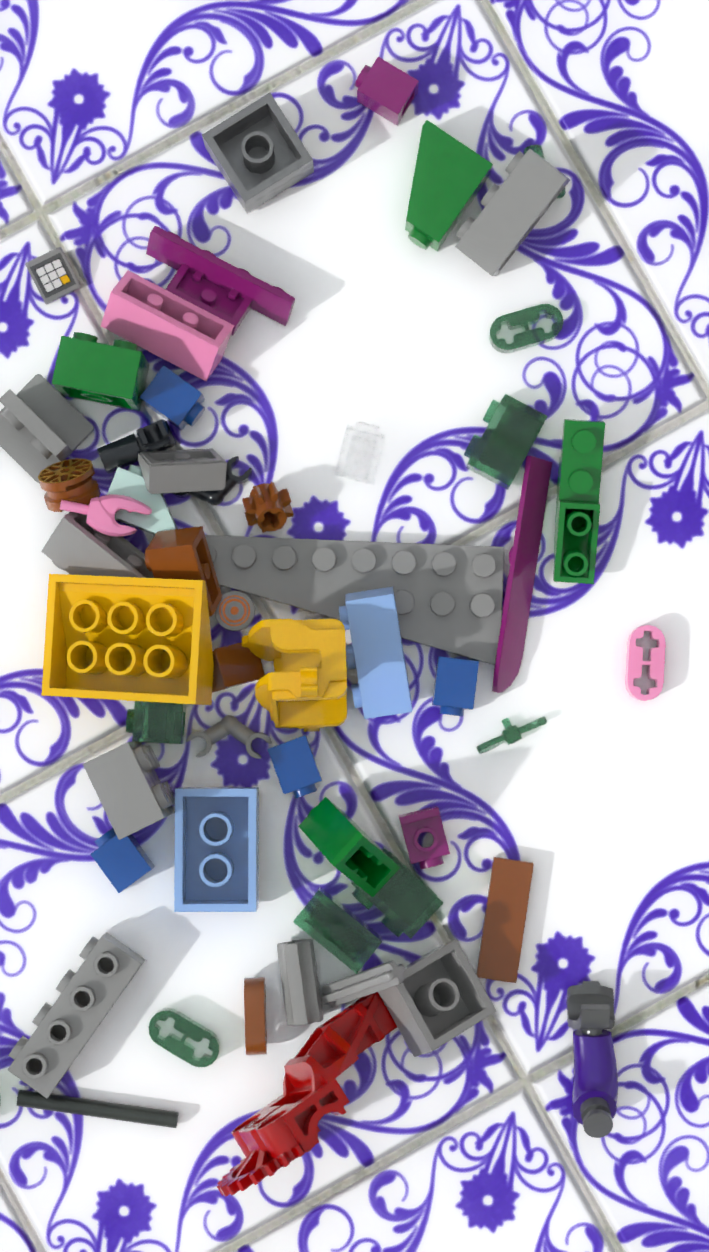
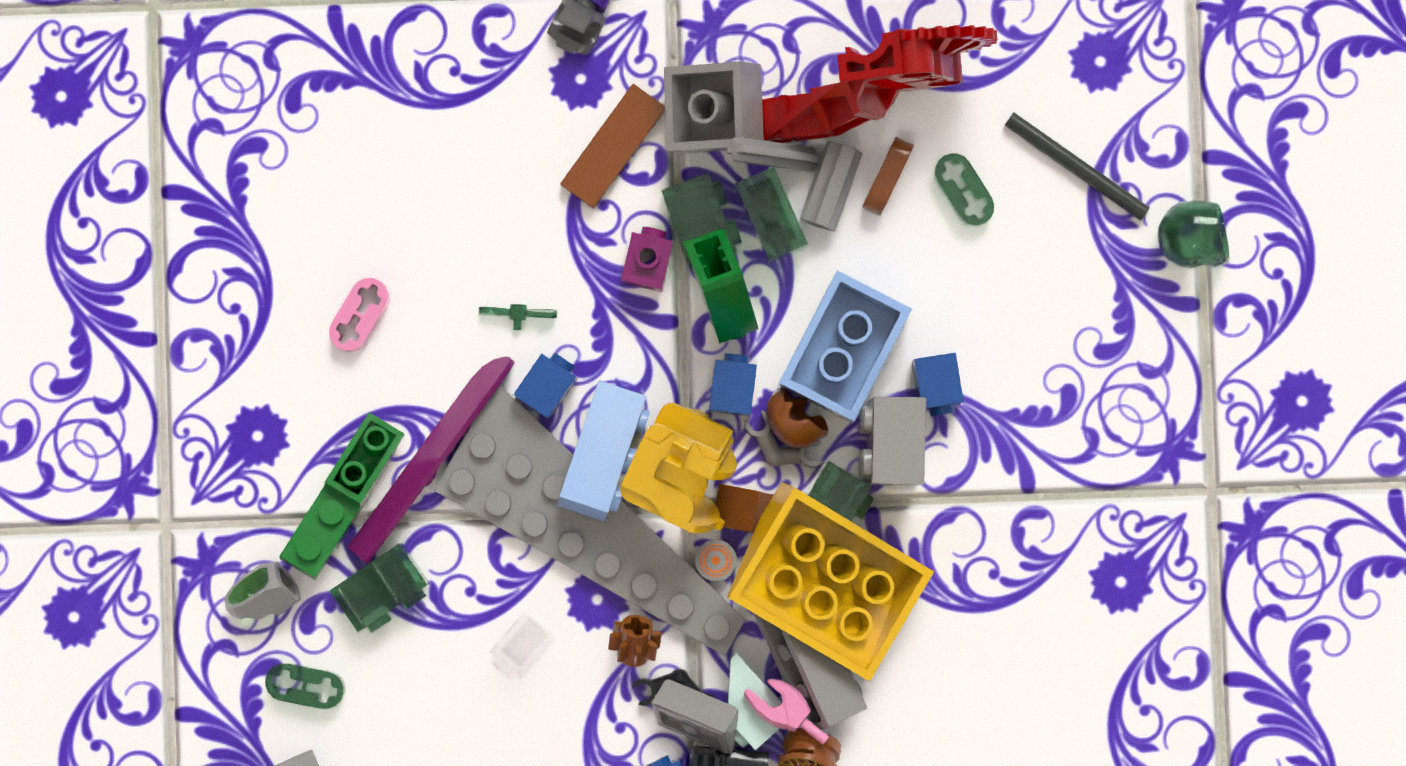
camera: 150 degrees left, 0 degrees up
(76, 1013) = (1052, 262): light grey brick -> none
(184, 556) = (737, 632): dark orange slope -> none
(230, 760) = (791, 423): none -> dark orange hair
(602, 386) = (262, 592): none -> light grey rock

